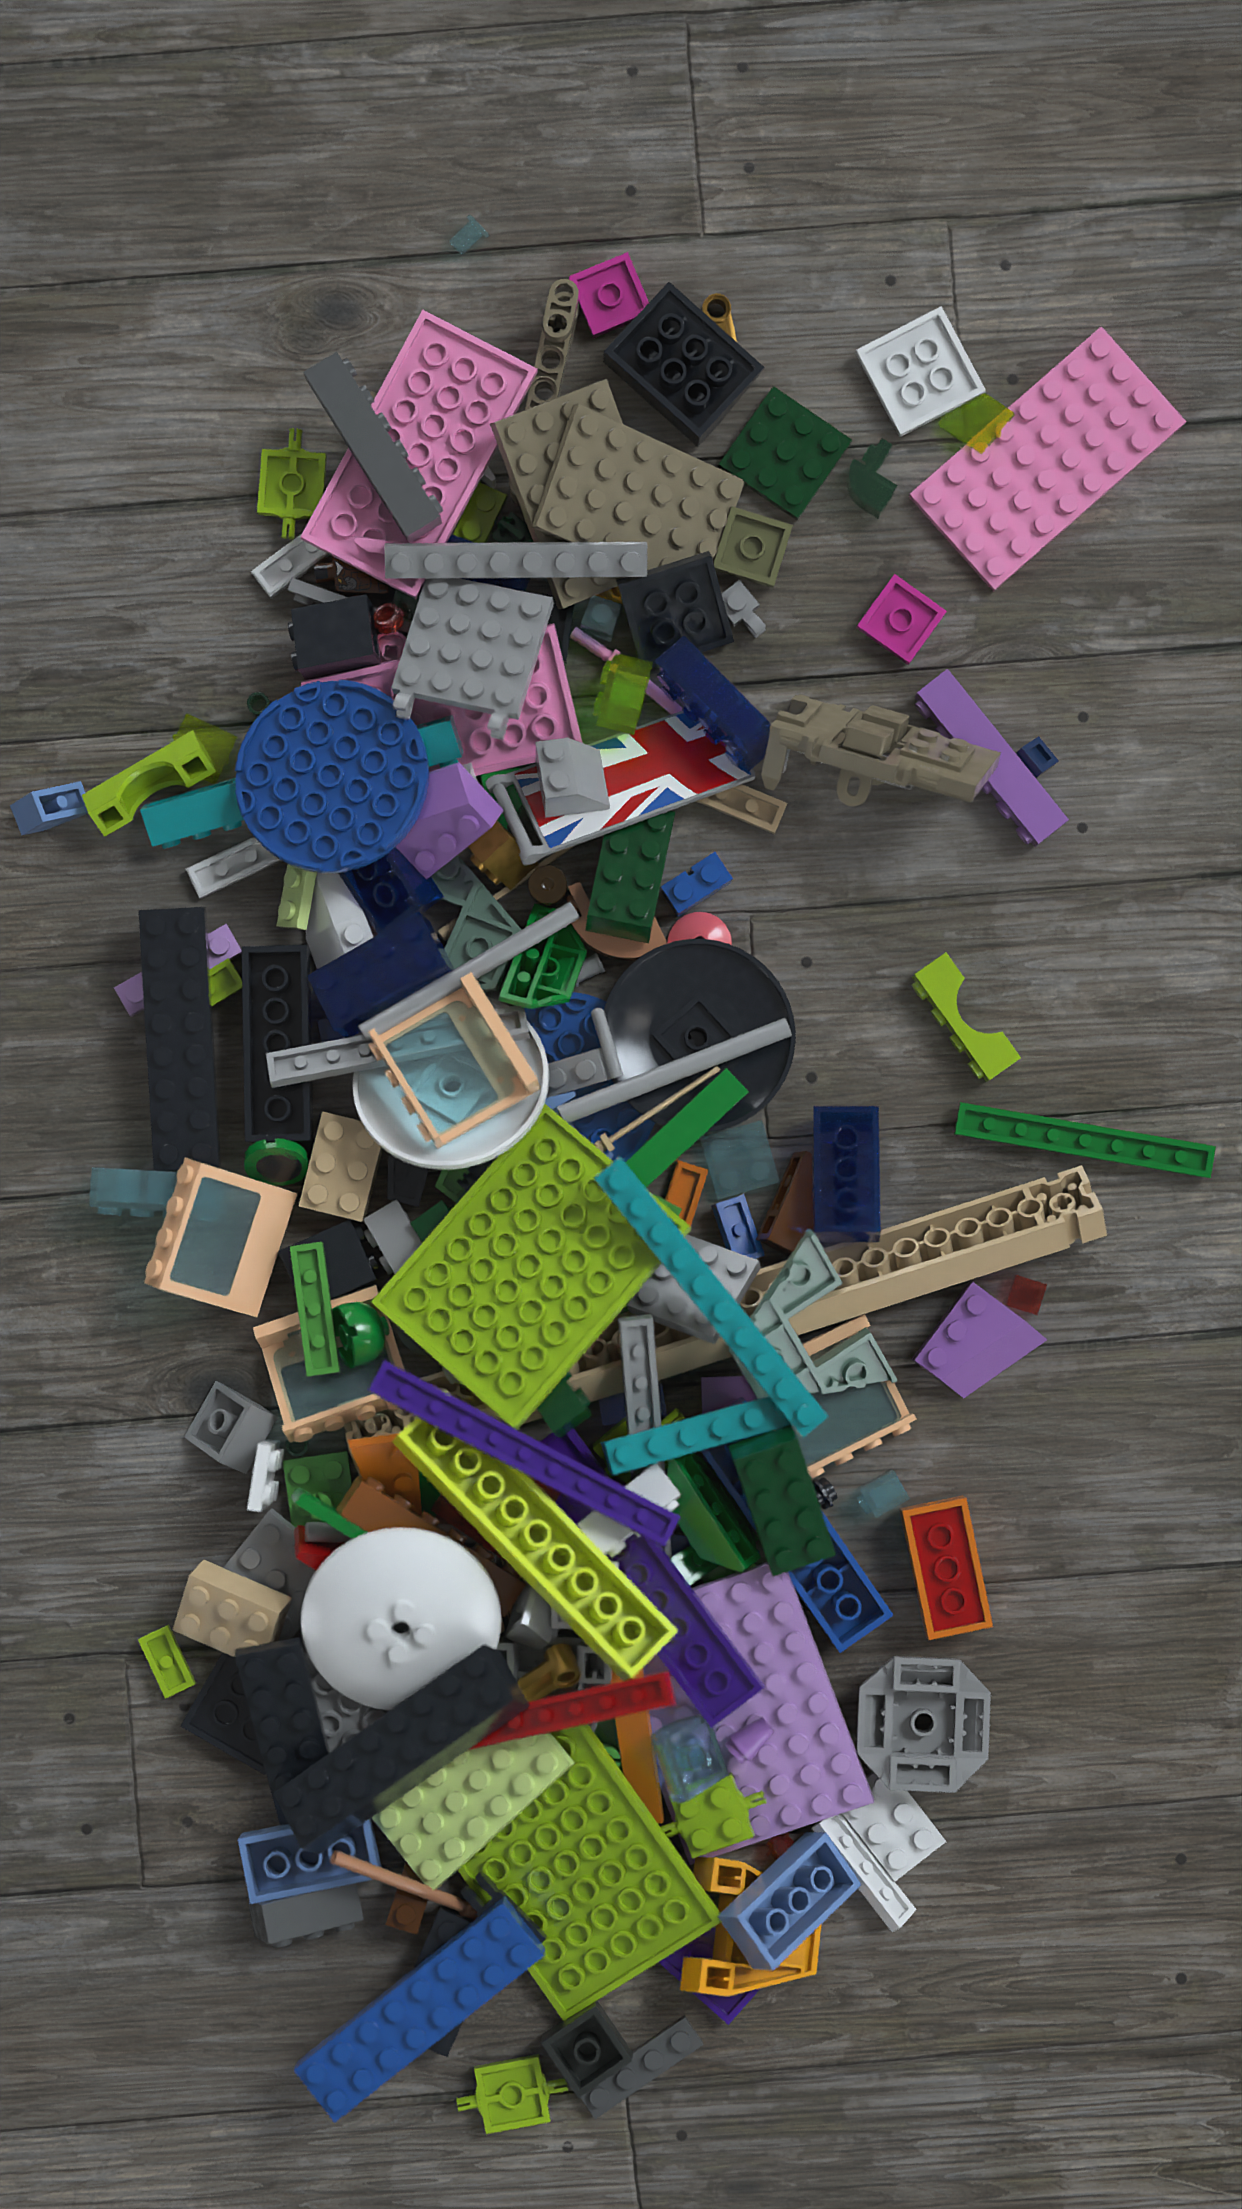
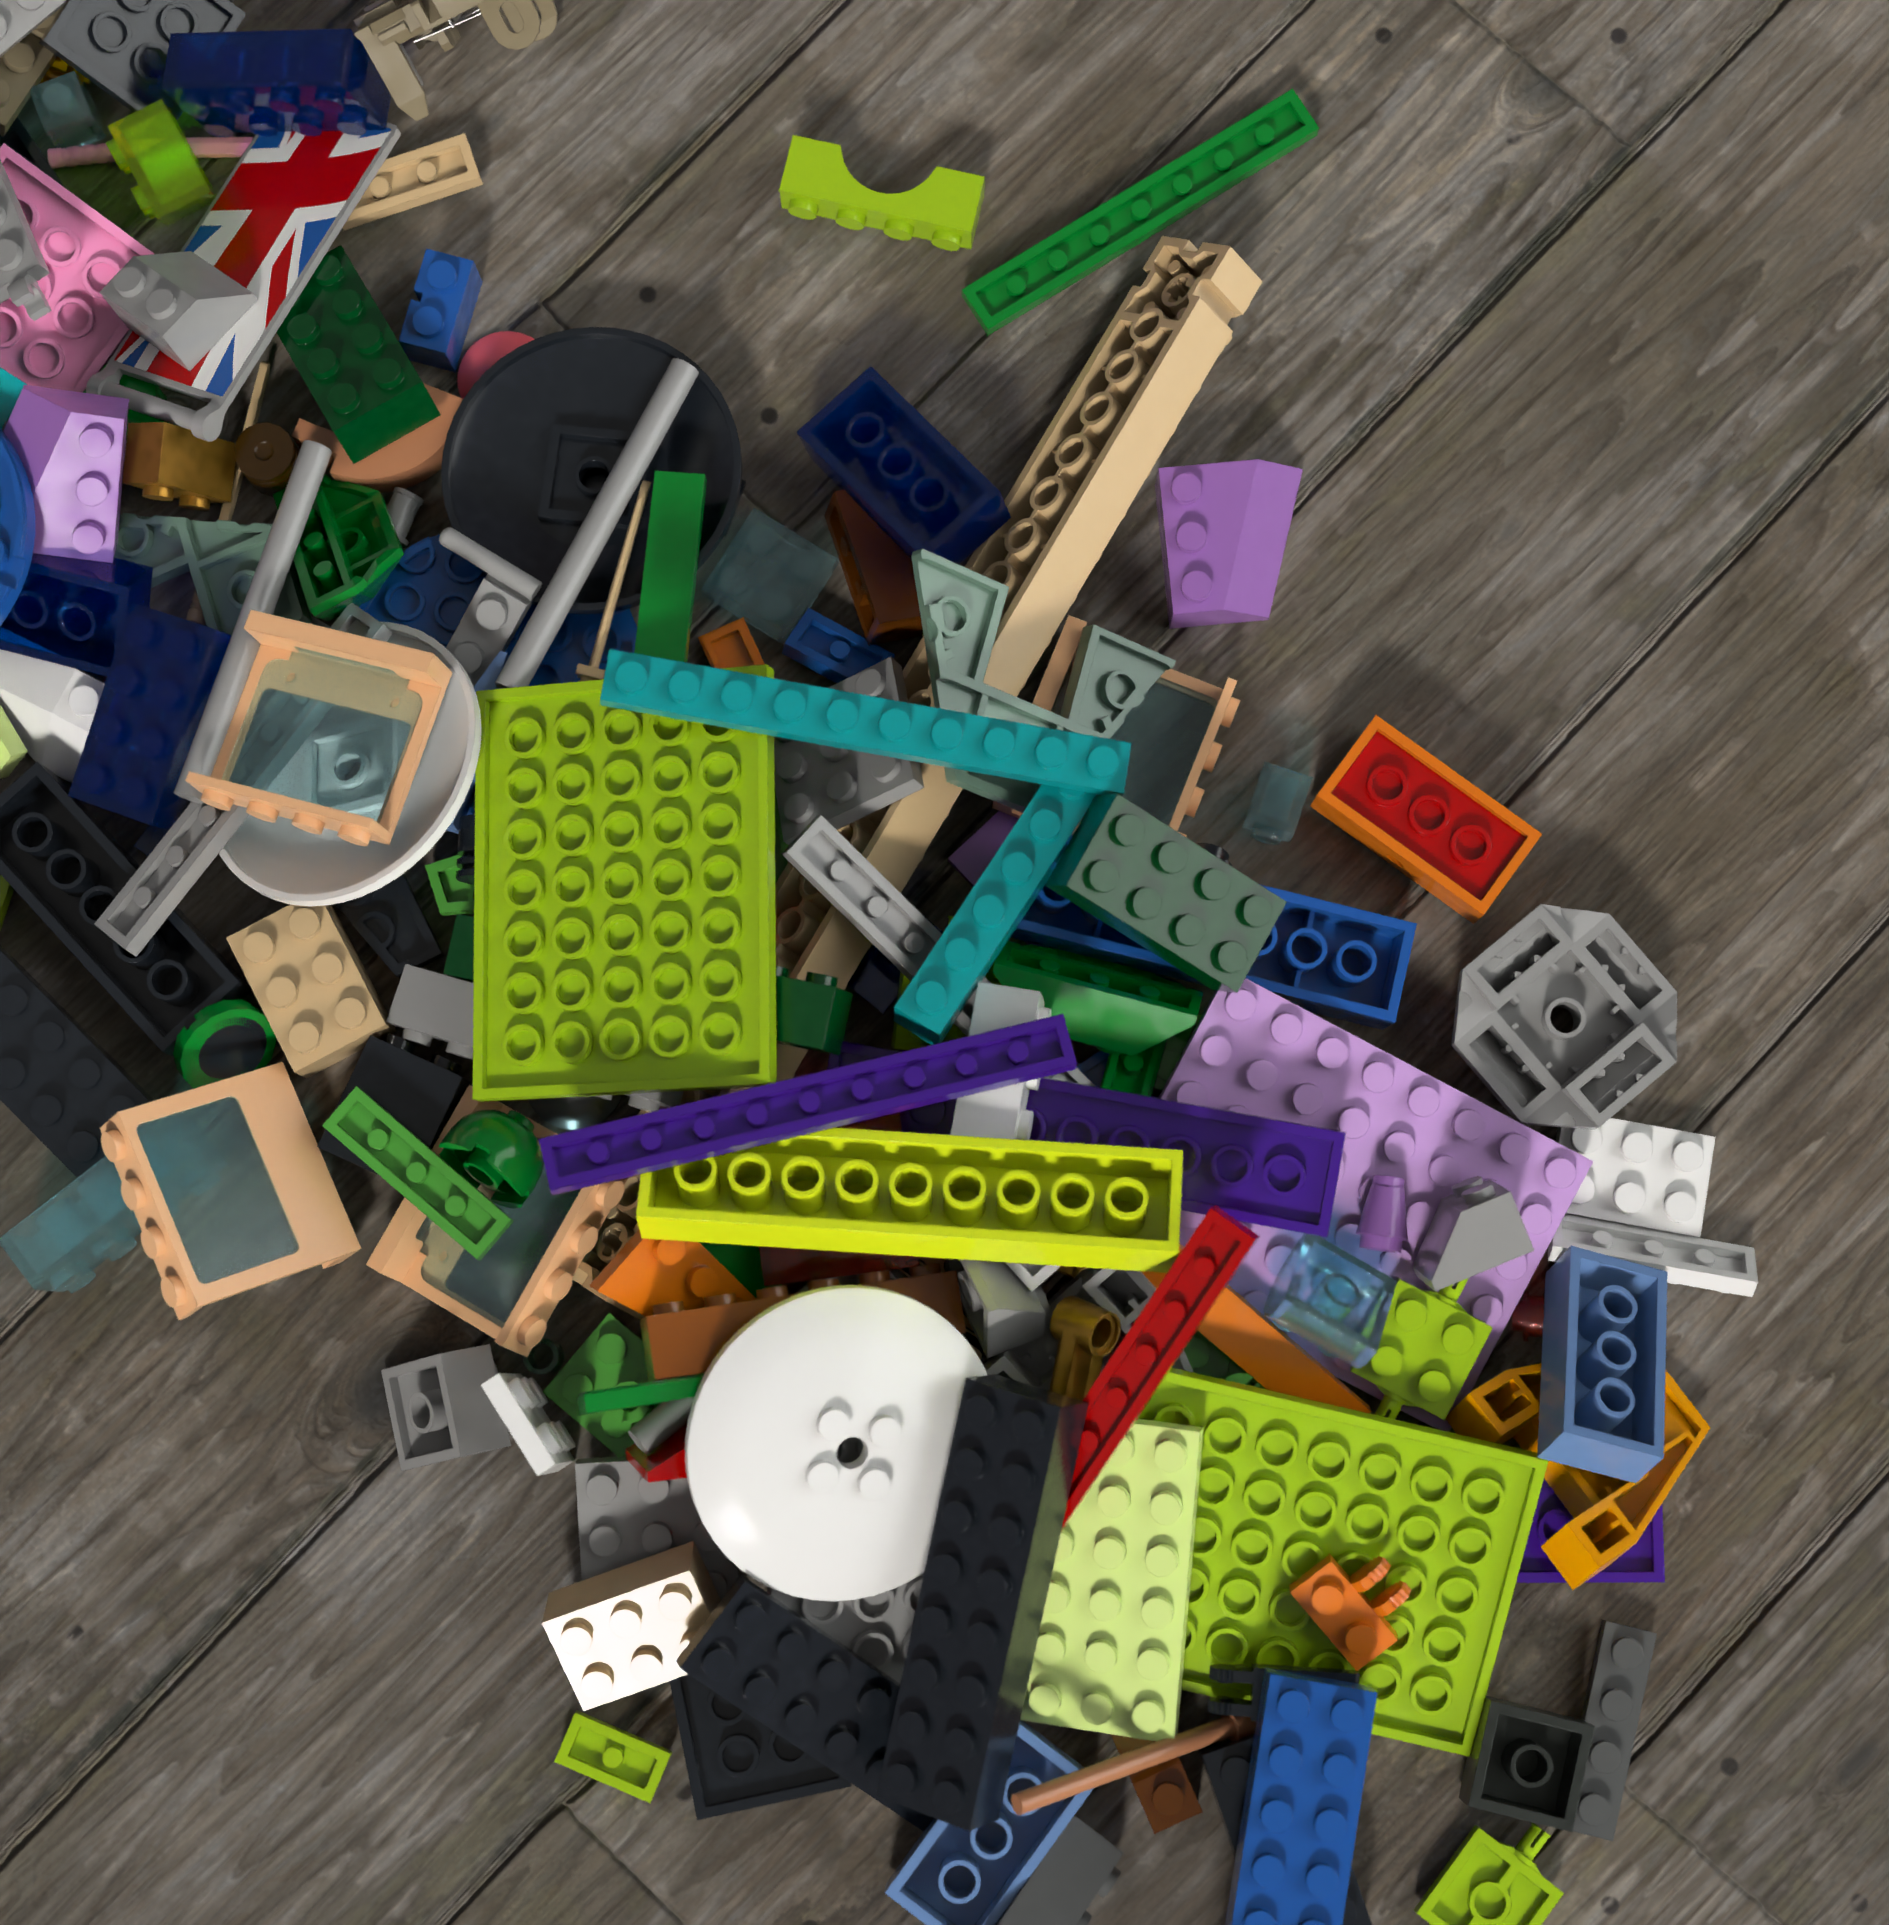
camera: 35 degrees left, 5 degrees down
(564, 1904) = (1345, 1612): none -> orange hinge
(780, 1786) = (1471, 1234): none -> light grey slope
(1026, 1295) = (1233, 436): clear red plate -> none

